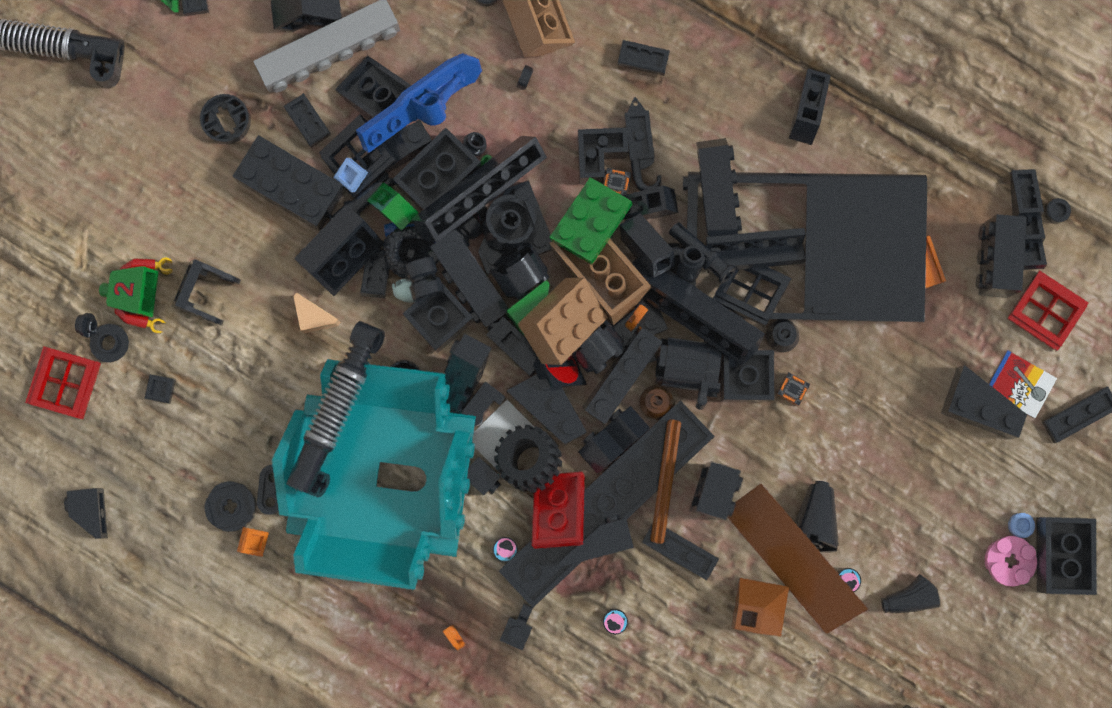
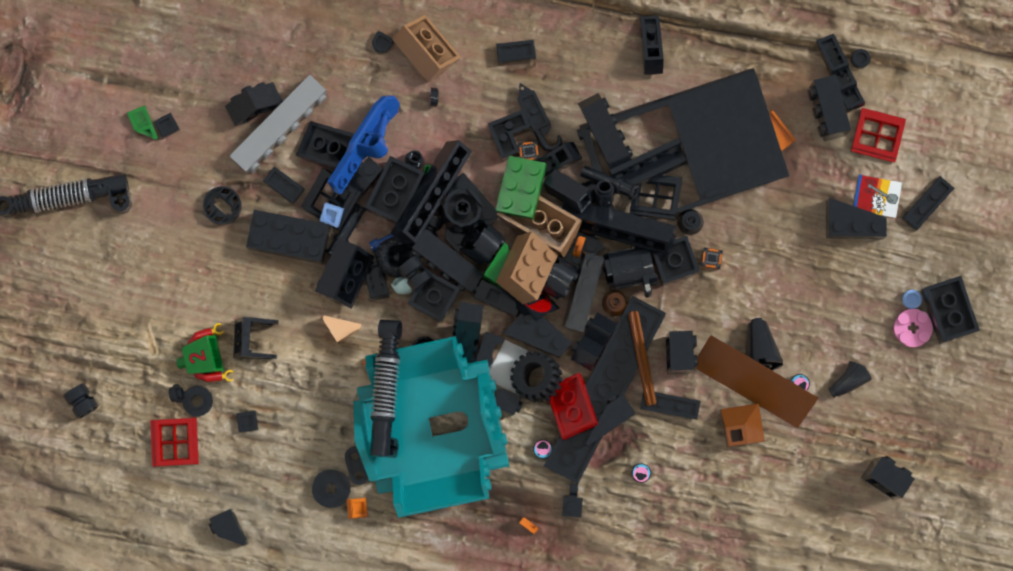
camera: 15 degrees left, 0 degrees up
(392, 206) = (371, 227): green panel -> none

